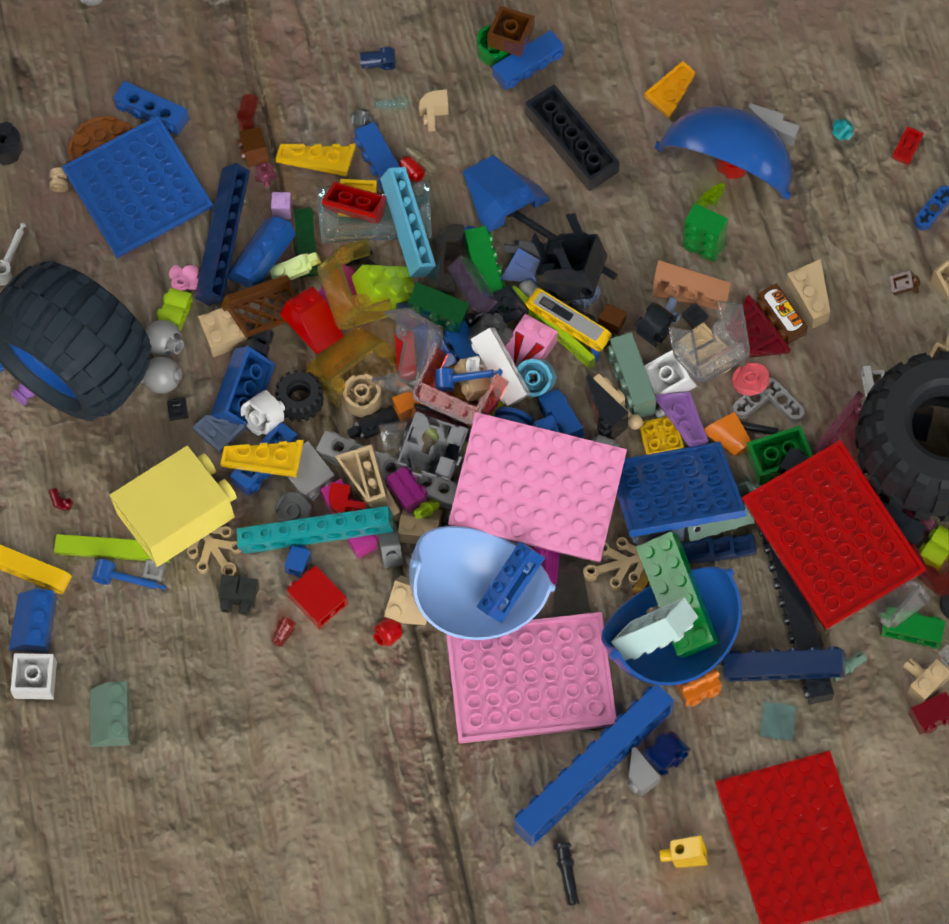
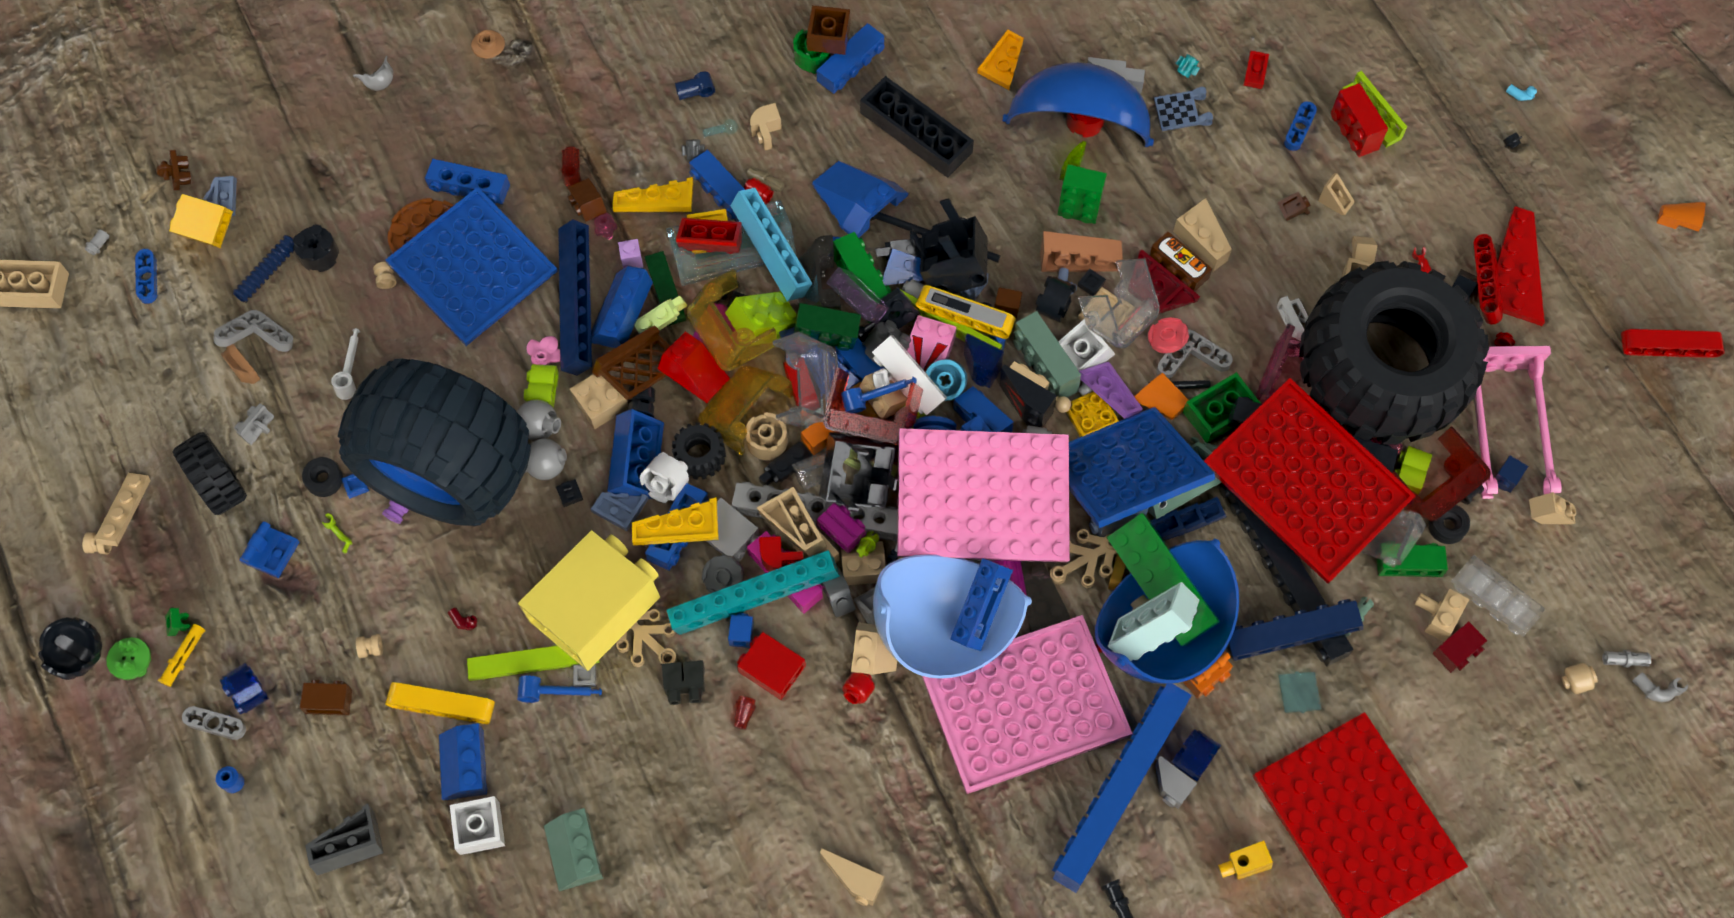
camera: 15 degrees left, 0 degrees up
(346, 795) = (858, 880): none -> tan slope
(573, 368) = (982, 360): none -> clear blue slope
(824, 170) = (1180, 110): none -> sand blue flag

